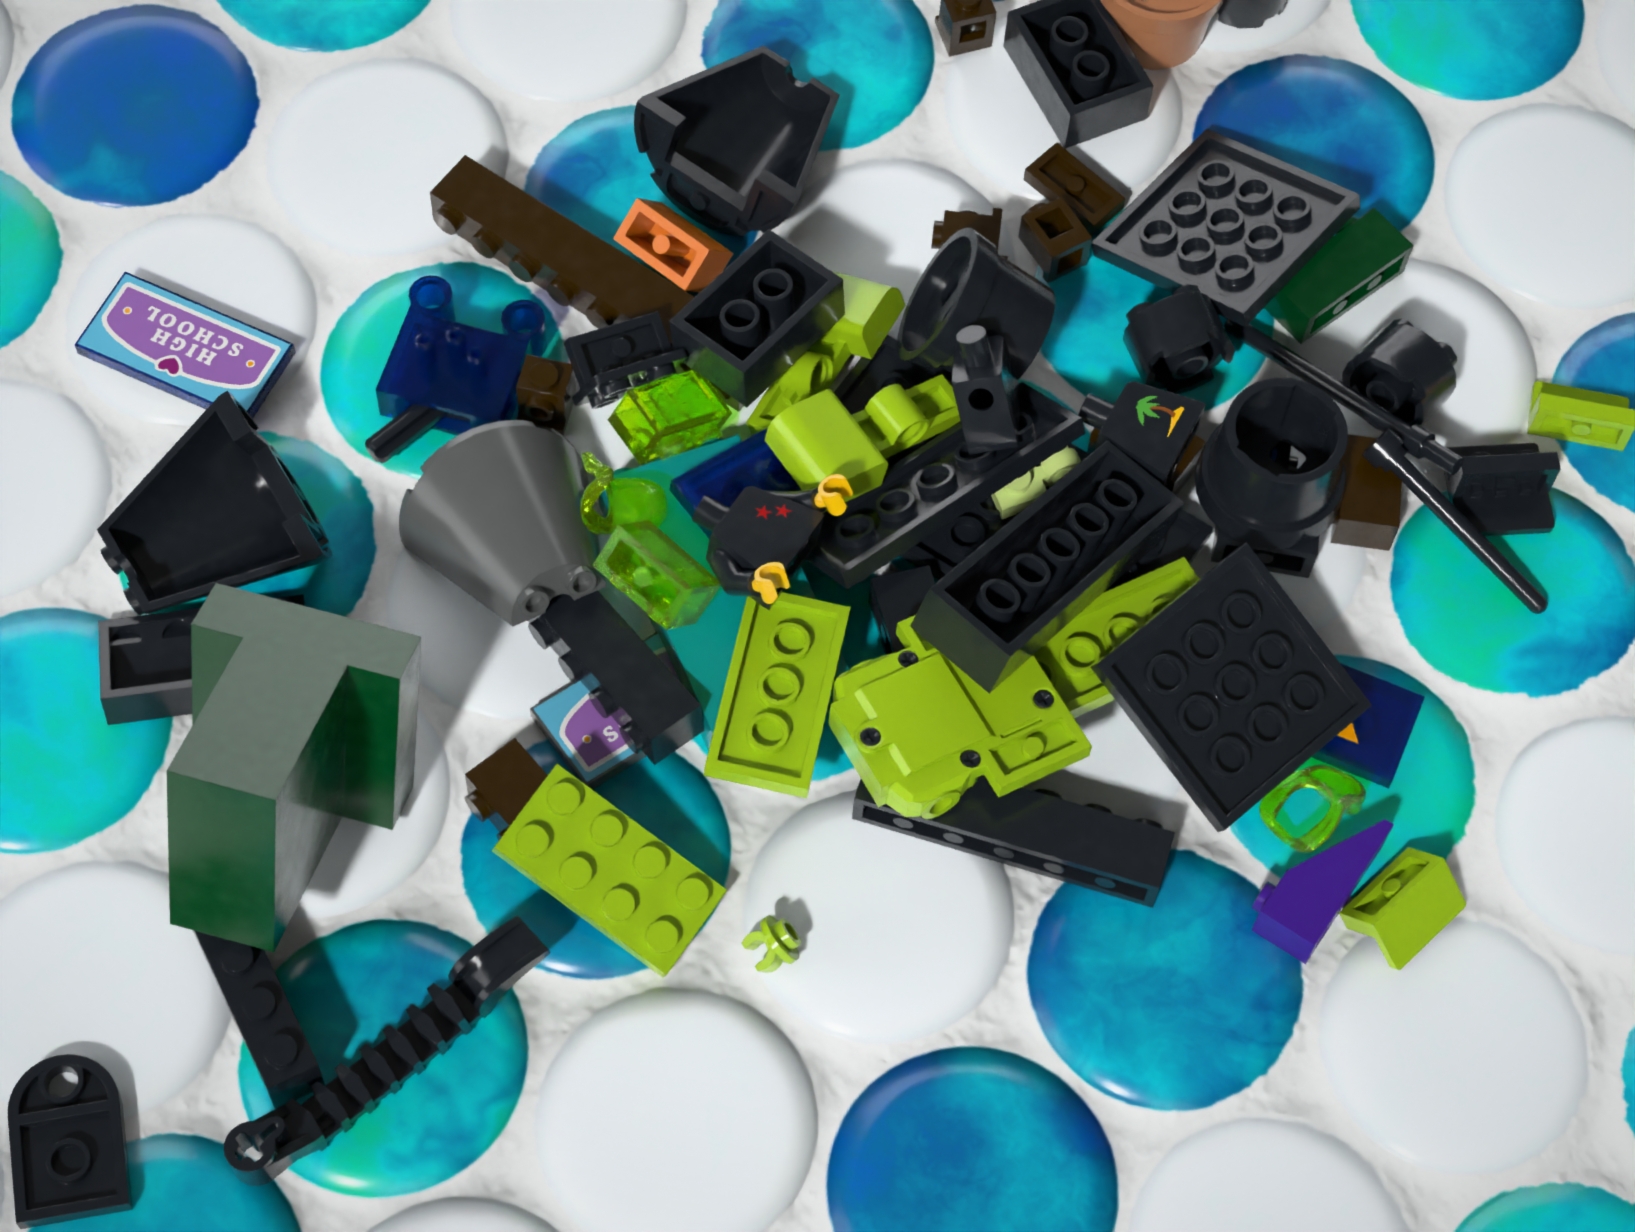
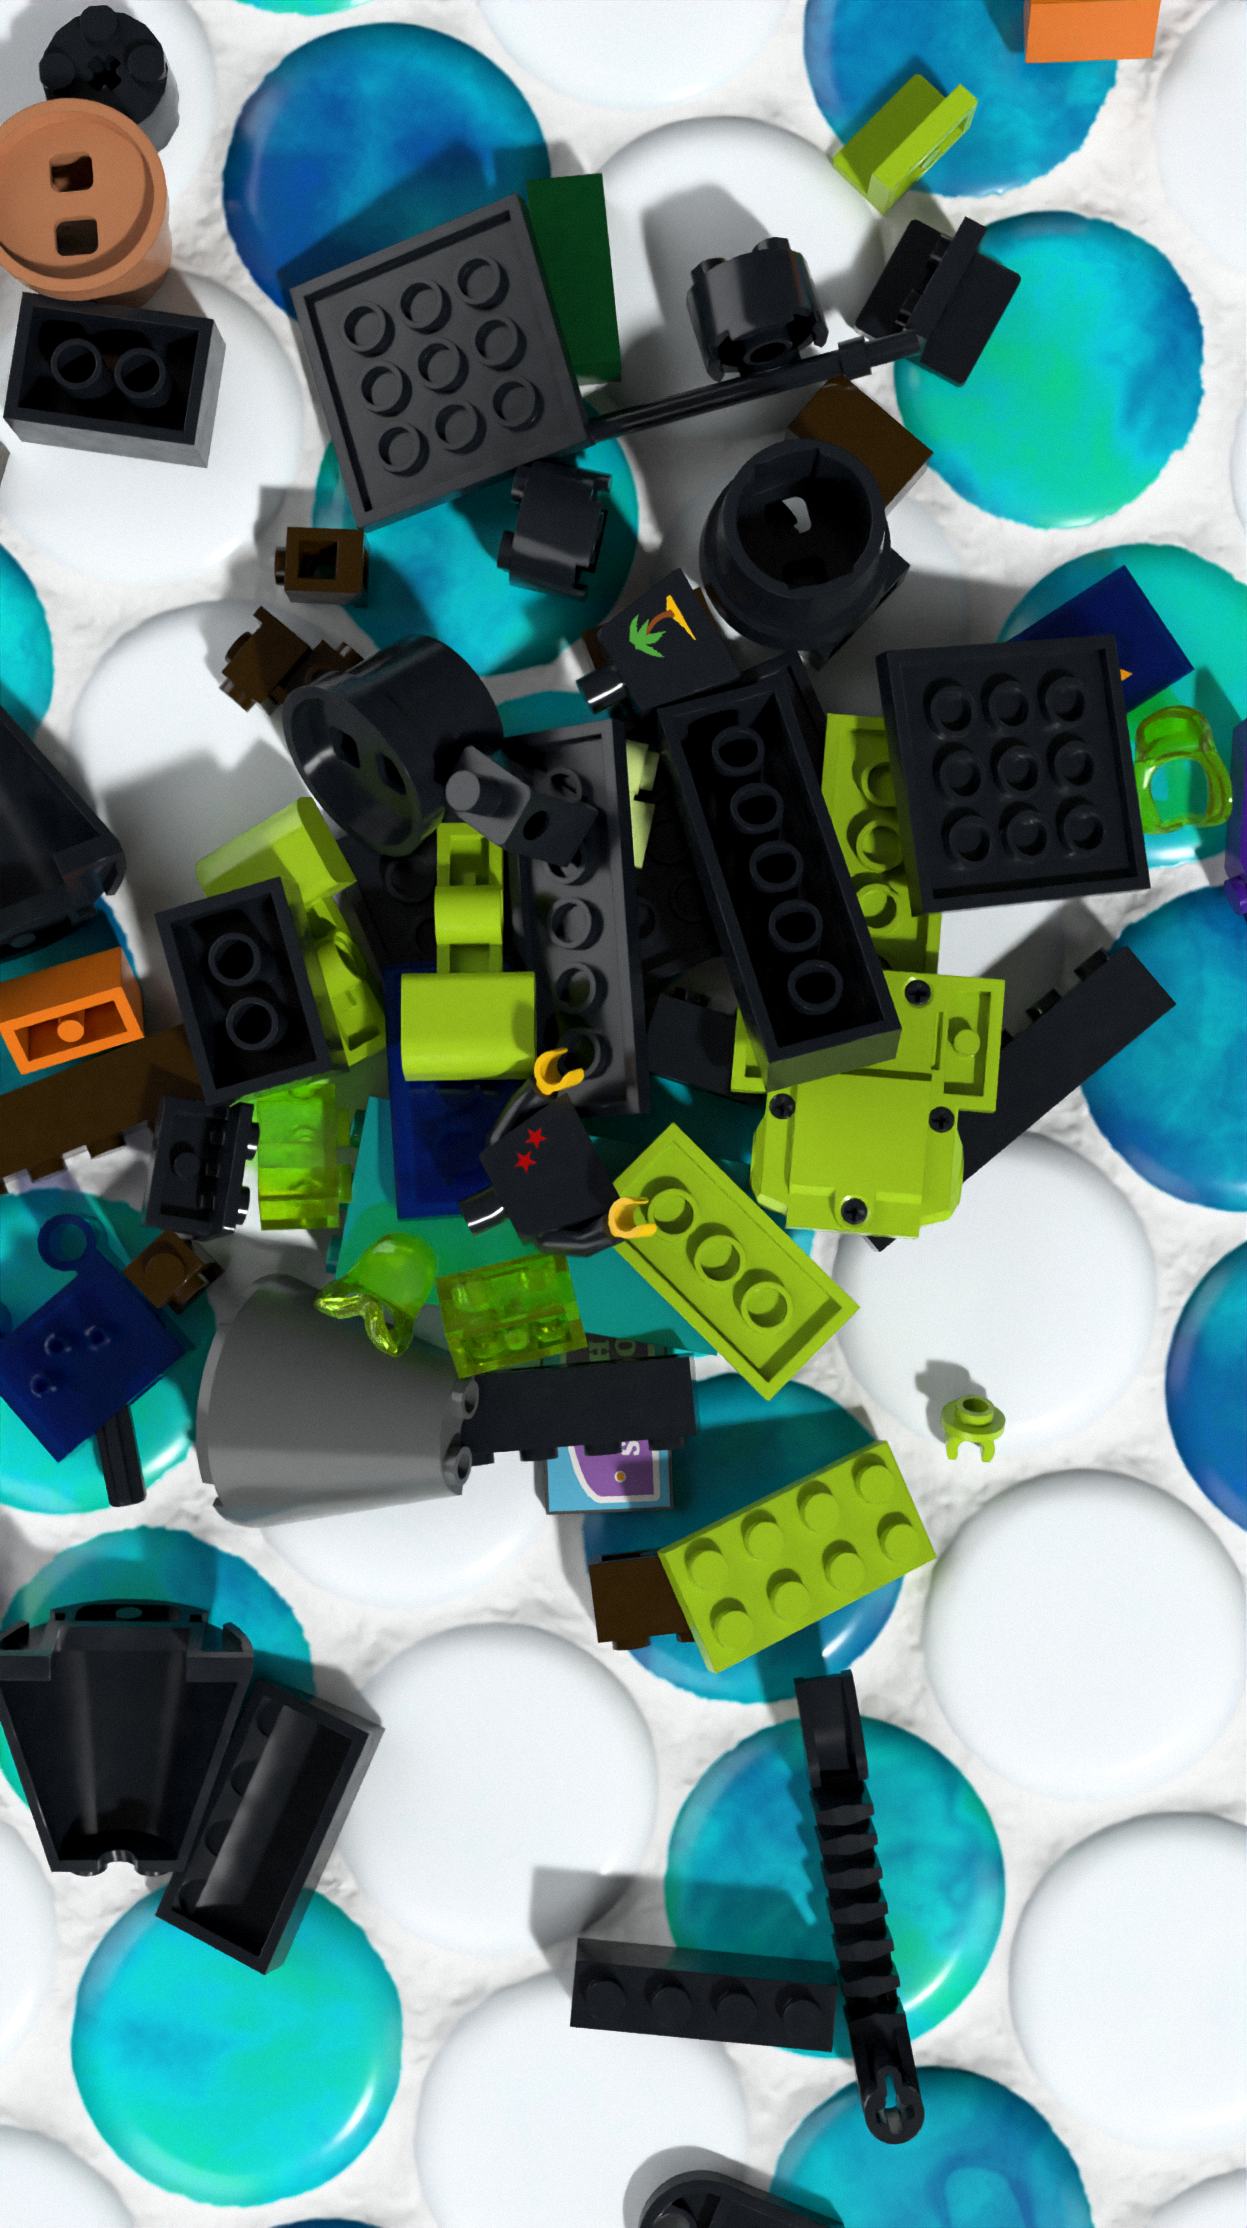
camera: 50 degrees left, 25 degrees up
(288, 735) = (495, 1870): piece -> none
(1088, 195) = (271, 496): dark brown plate -> none
(1390, 455) = (849, 402): black piece -> none

